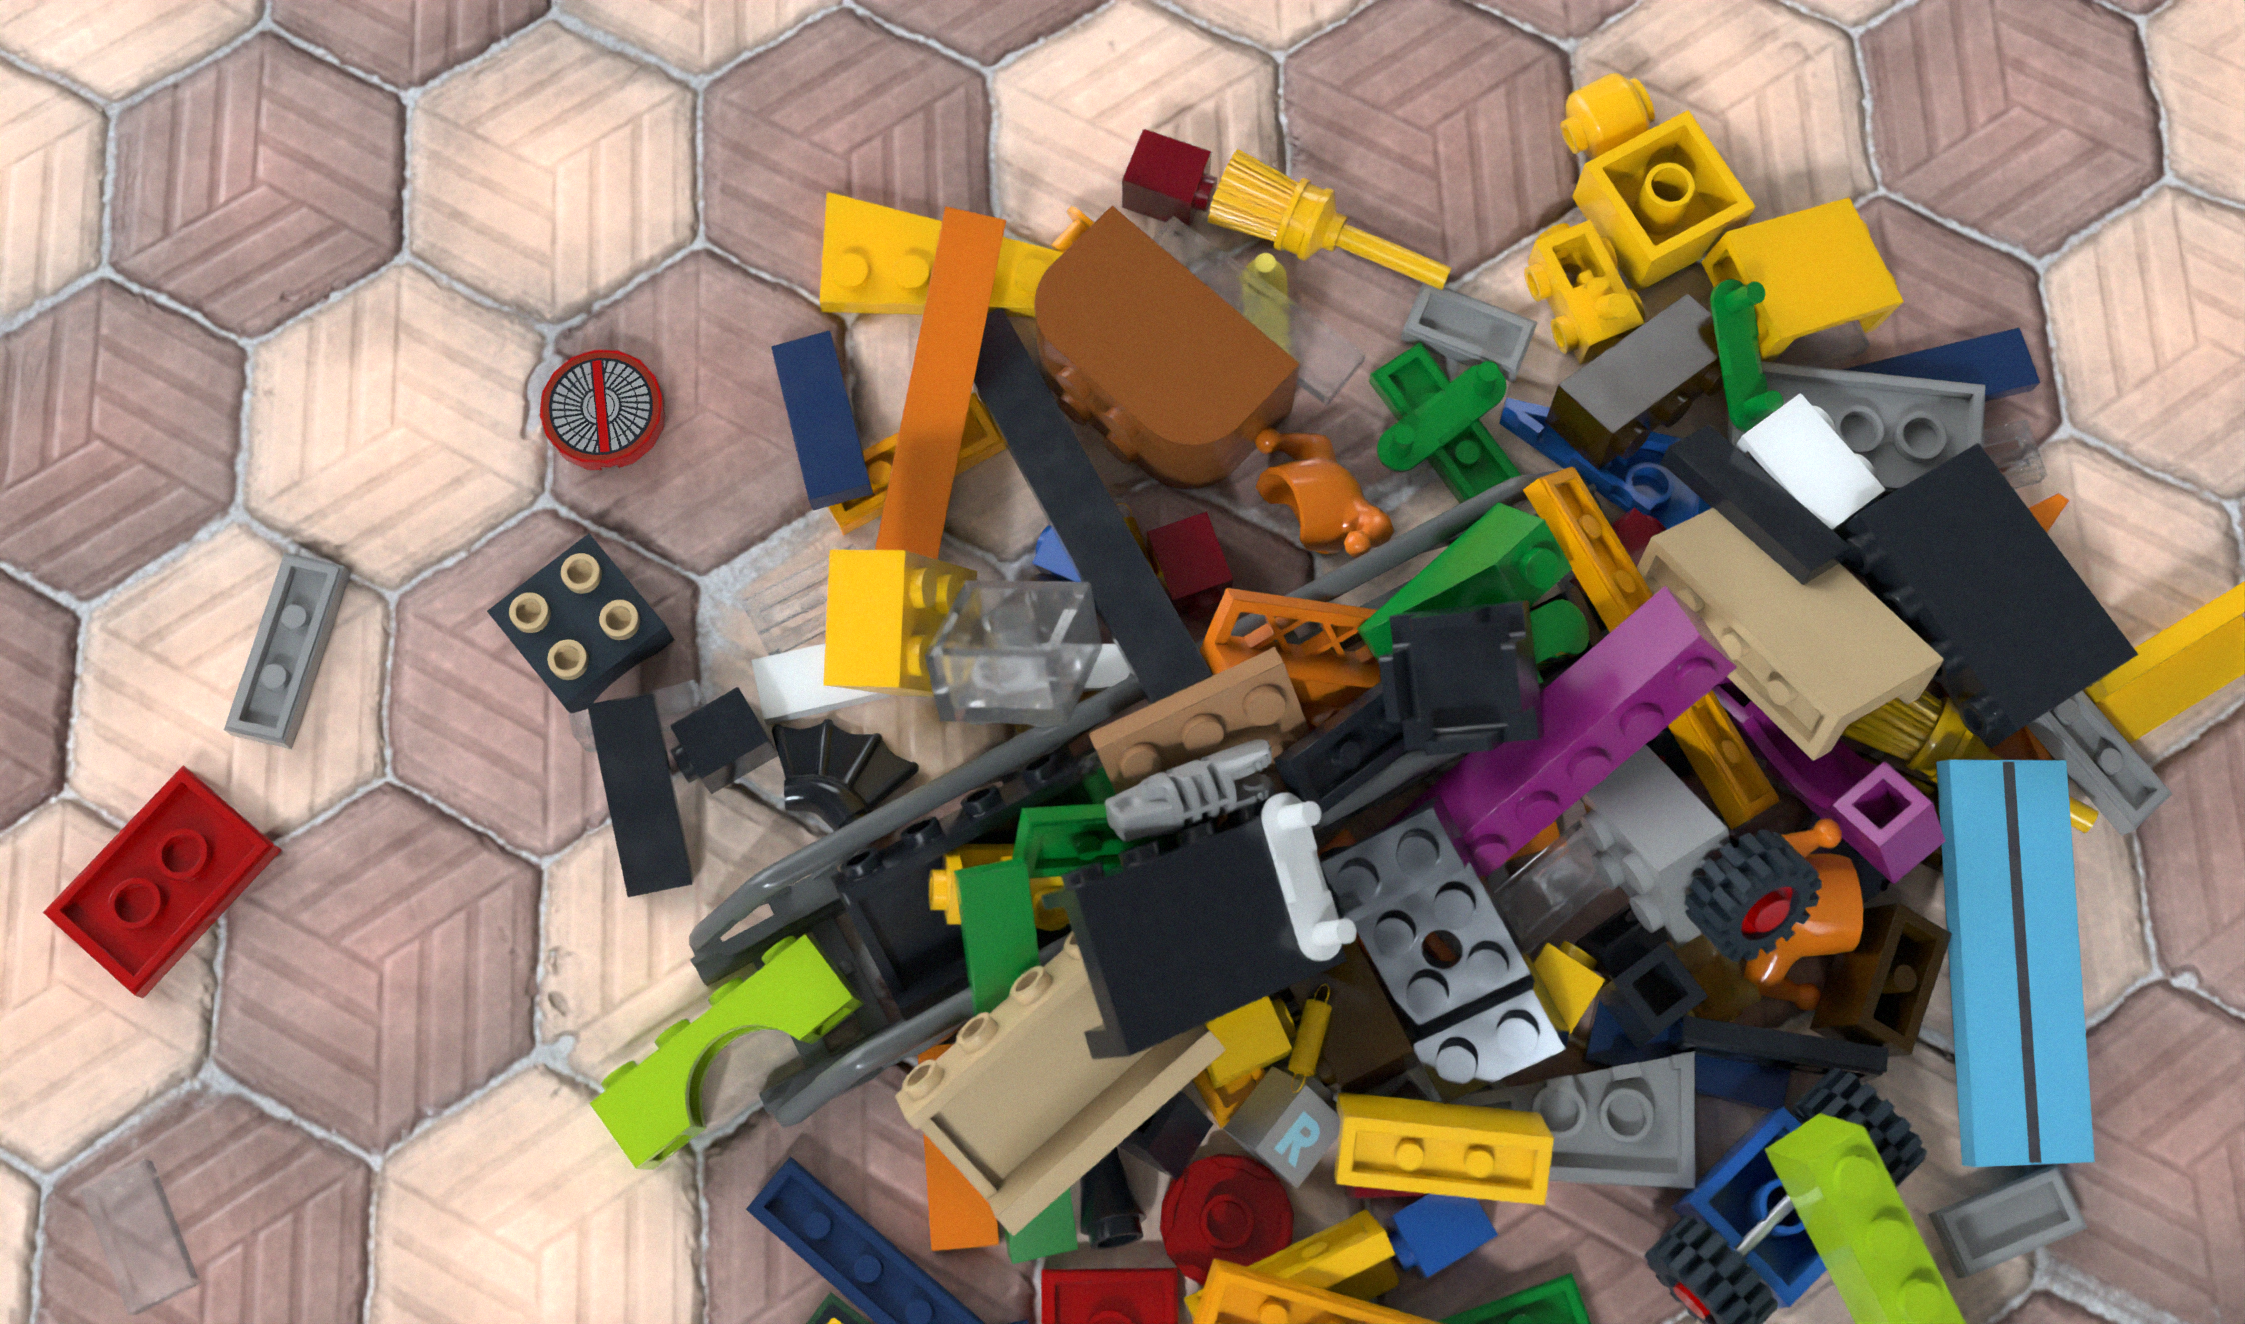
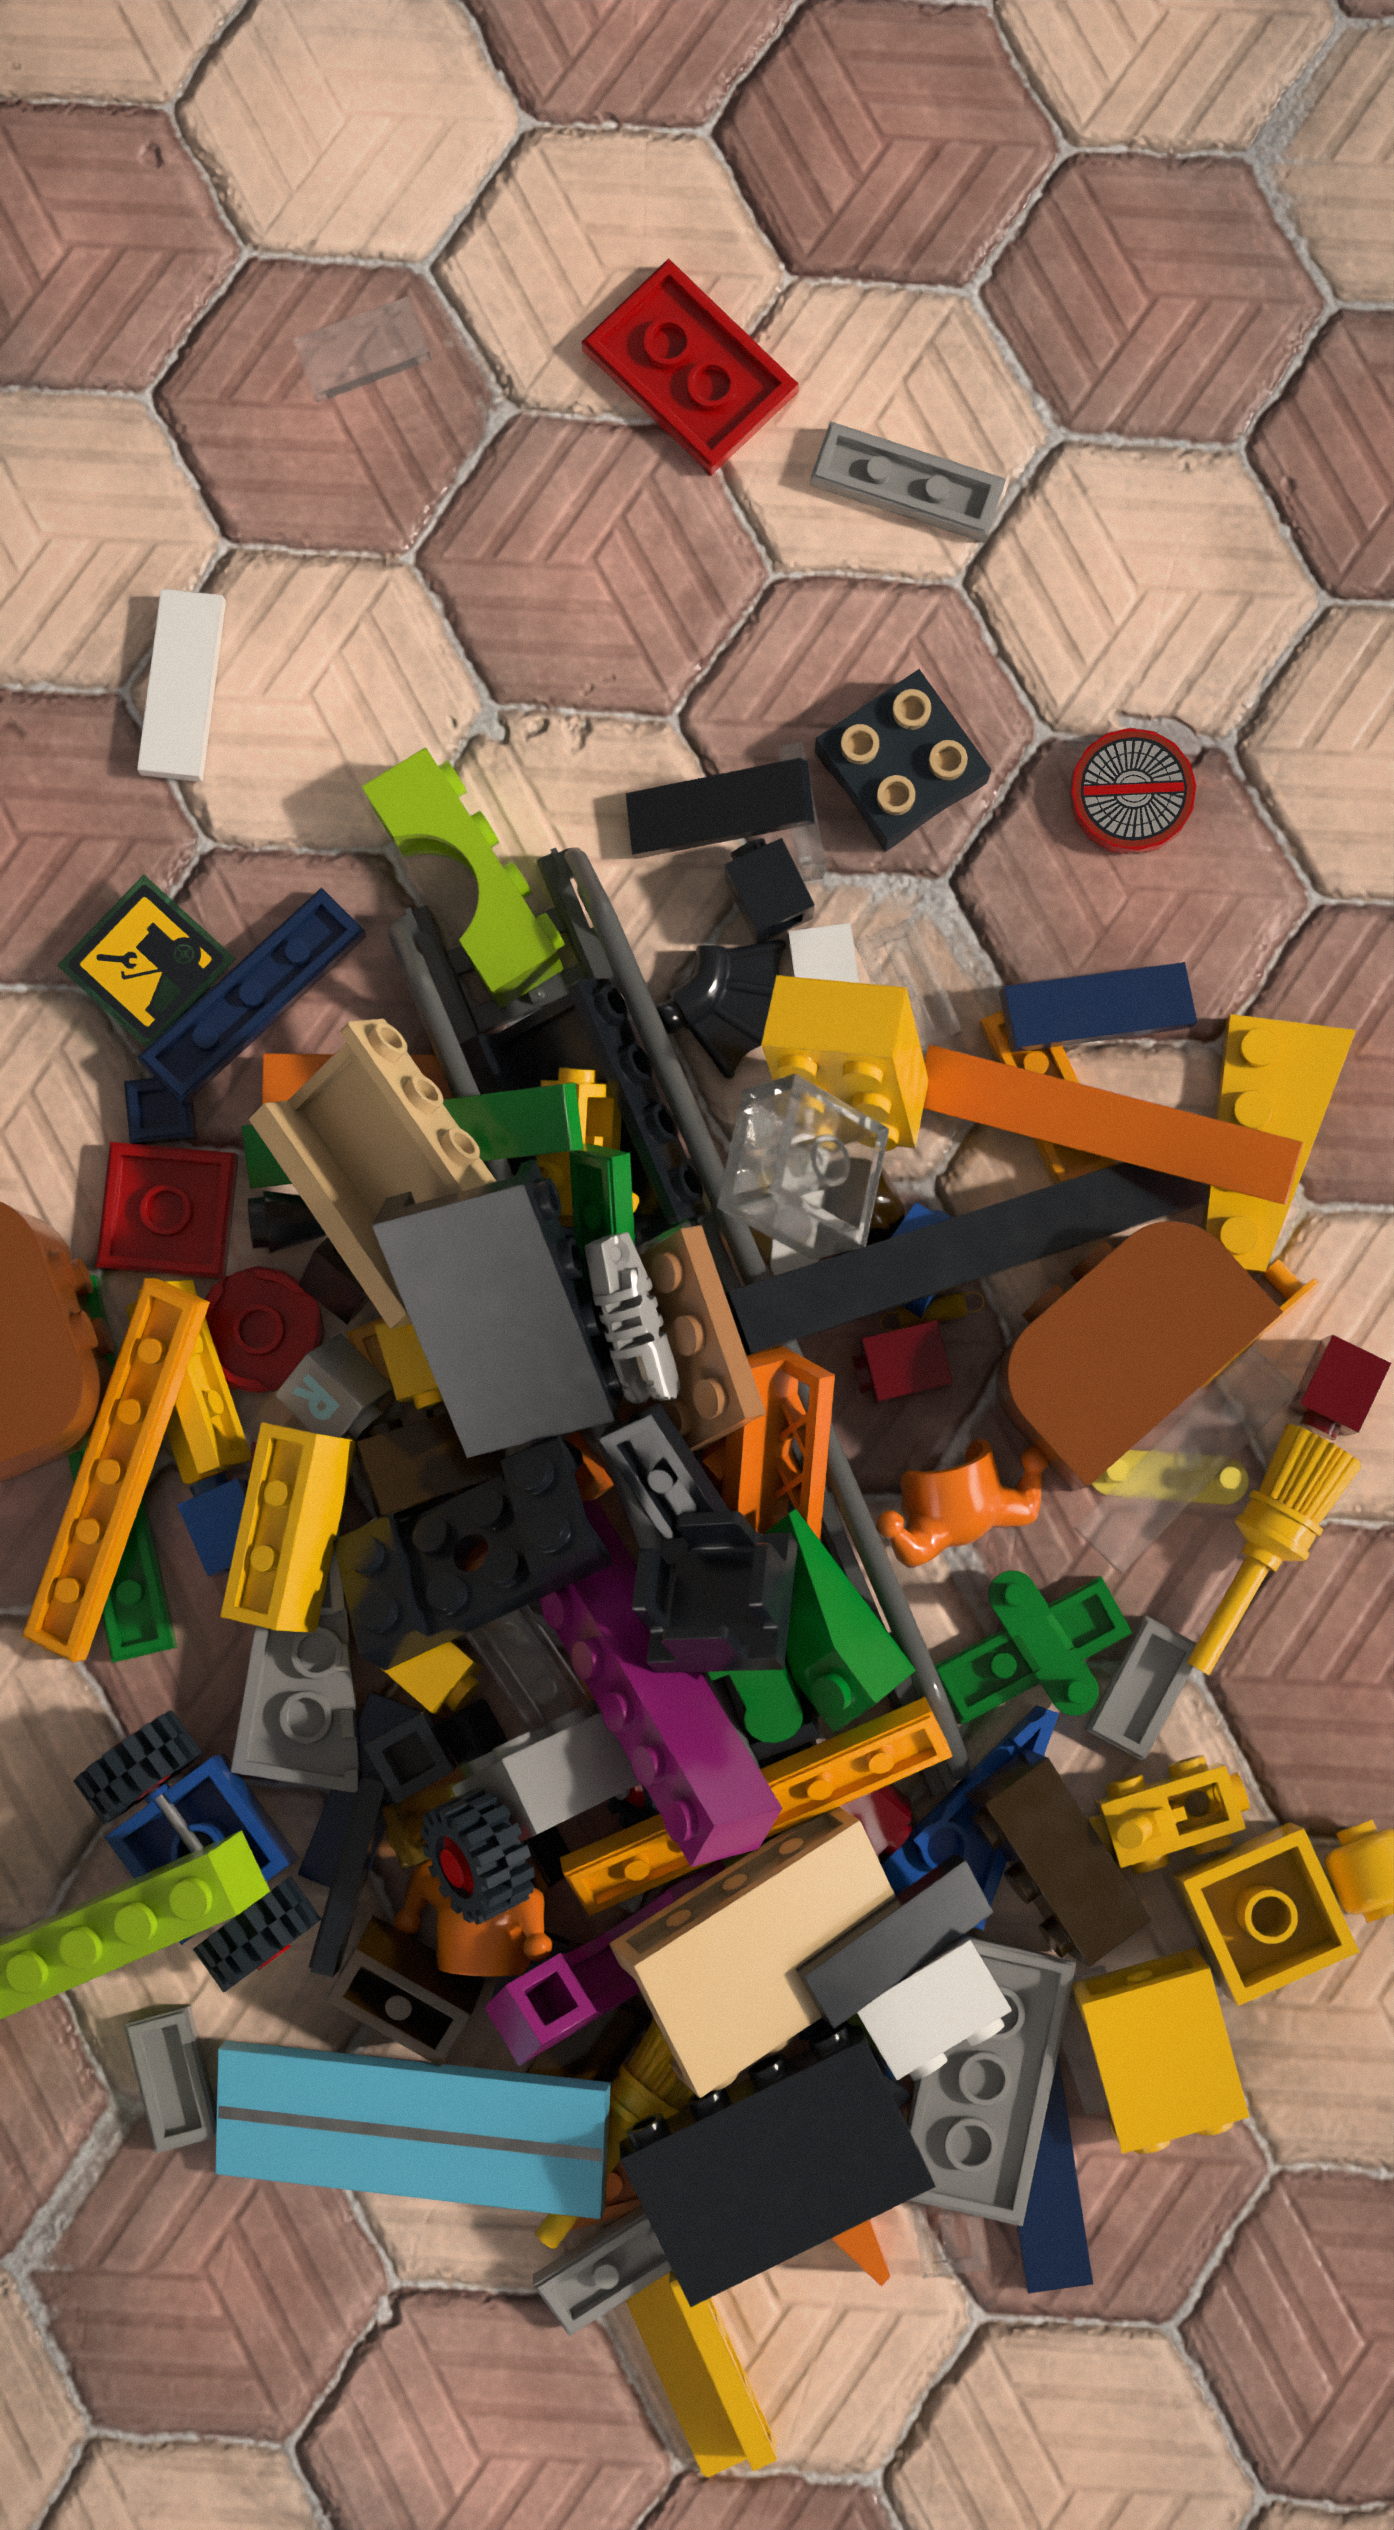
camera: 100 degrees right, 10 degrees up
(1308, 900) = (543, 1419): white piece -> none
(1310, 1037) = (405, 1418): yellow piece -> none
(1739, 353) = (1070, 1961): green piece -> none

